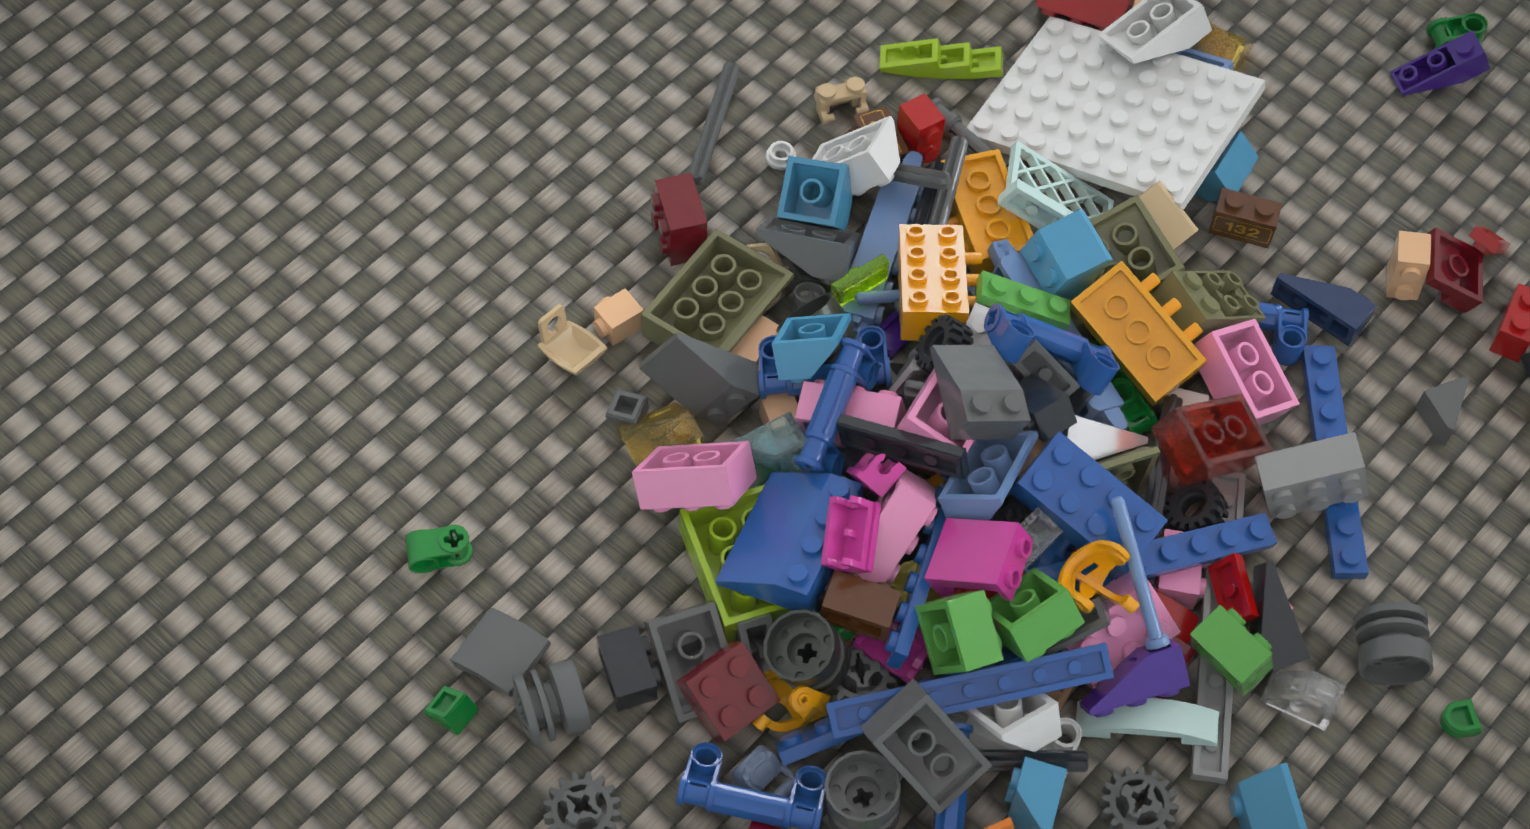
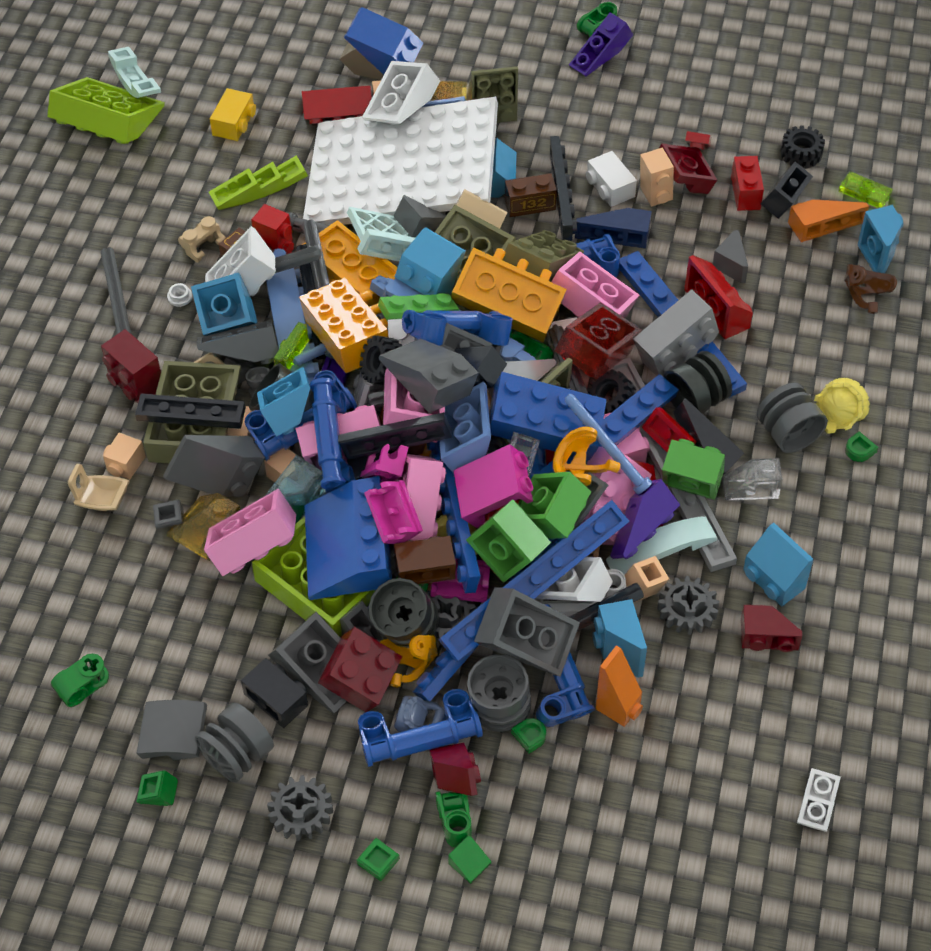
camera: 25 degrees left, 5 degrees down
(709, 303) = (190, 411): none -> black plate
(1091, 188) = (415, 216): none -> dark grey slope
(1106, 748) = (648, 575): none -> light nougat brick
(1280, 70) = (500, 84): none -> olive slope
(1282, 236) = (562, 182): none -> black plate
(1306, 547) = (700, 381): none -> pearl dark grey wheel
(1354, 241) = (611, 178): none -> white brick
(1394, 450) = (710, 284): none -> red slope
(1468, 656) = (843, 403): none -> light yellow hair

